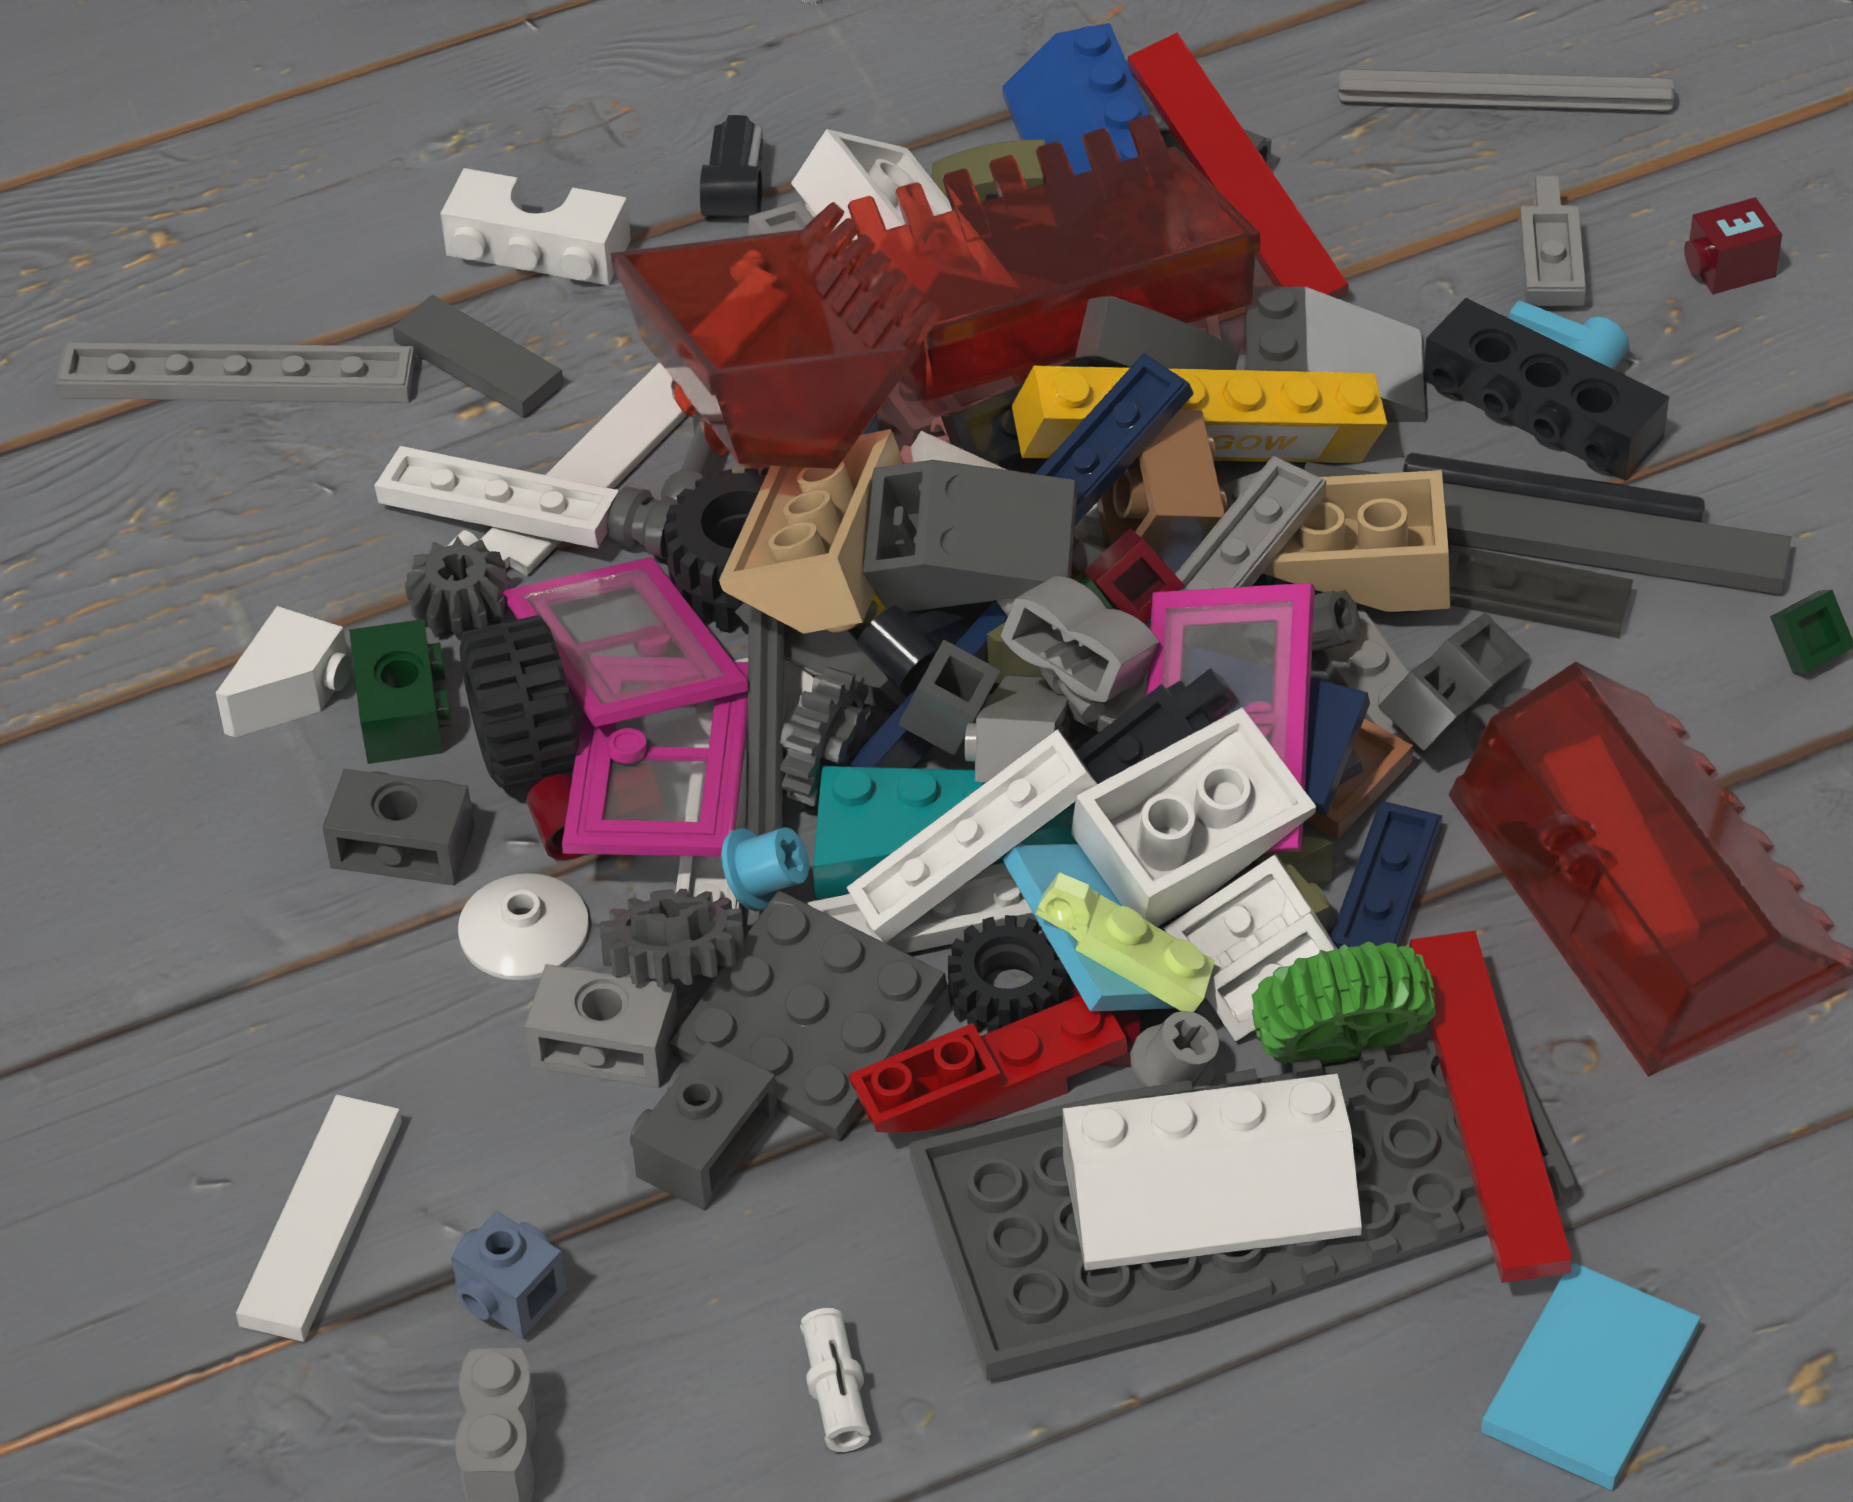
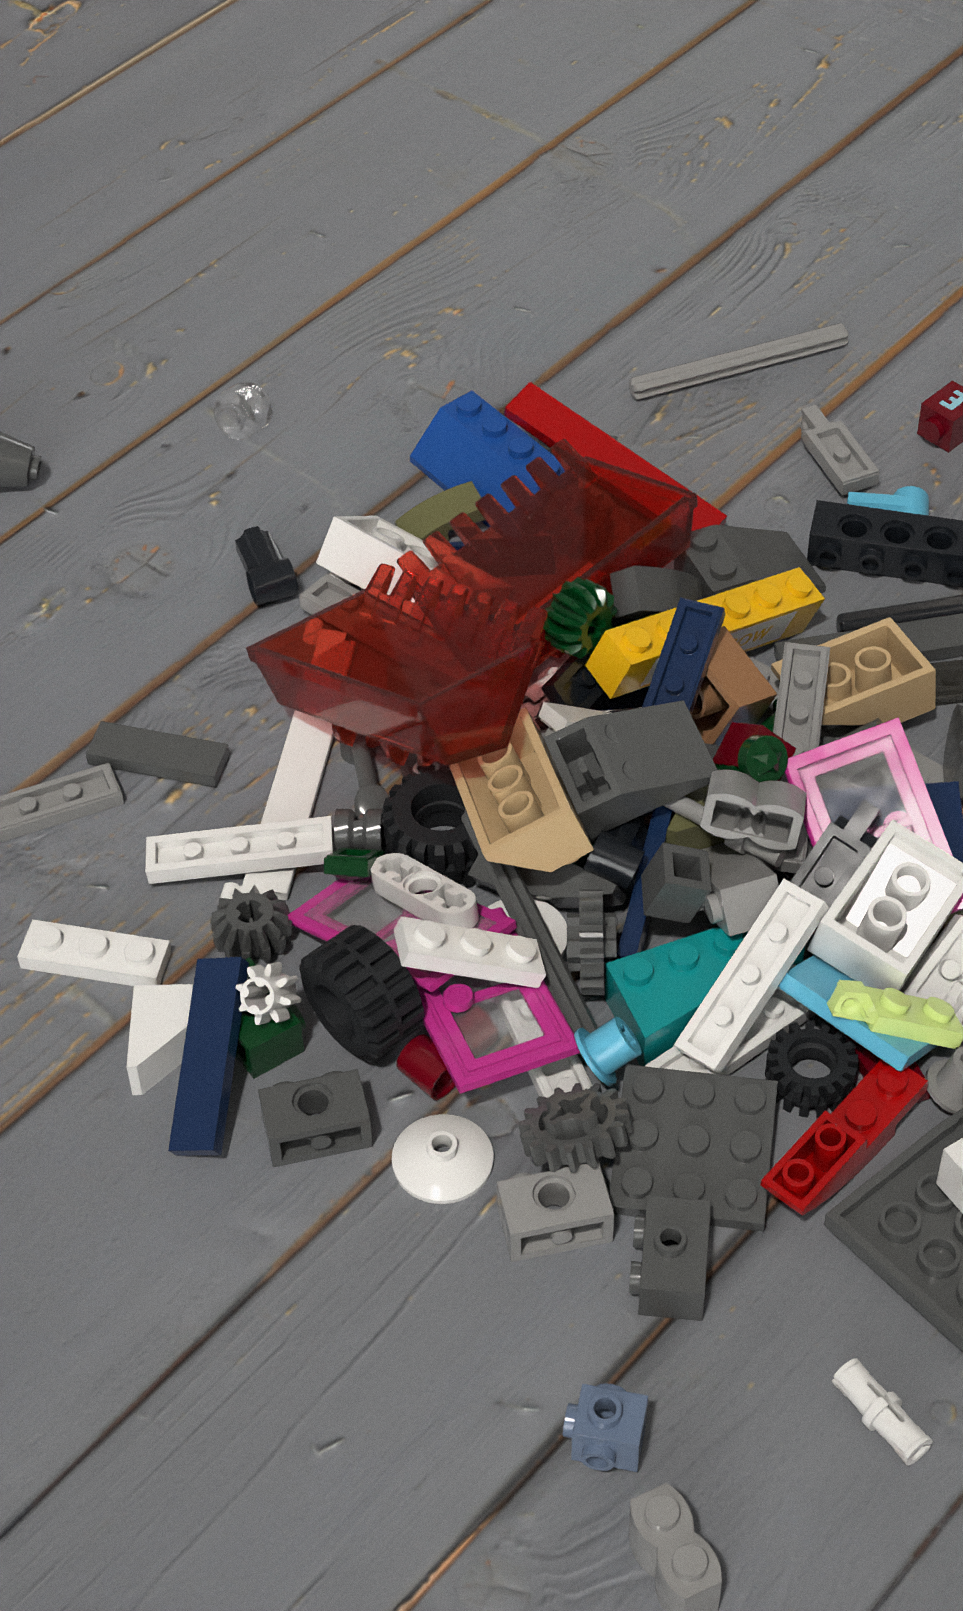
camera: 25 degrees left, 0 degrees up
(271, 561) = (94, 954): none -> white plate
(314, 713) = (208, 1058): none -> dark blue tile
(319, 1218) = (432, 1442): white tile -> none
(406, 662) = (264, 980): none -> white gear
(574, 241) = (179, 653): white arch -> none
(614, 554) = (351, 863): none -> dark green tile
(656, 693) = (469, 952): none -> white plate
(665, 614) = (416, 878): none -> white beam
(1014, 338) = (579, 617): none -> dark green gear
(1124, 580) = (763, 758): none -> dark green tile

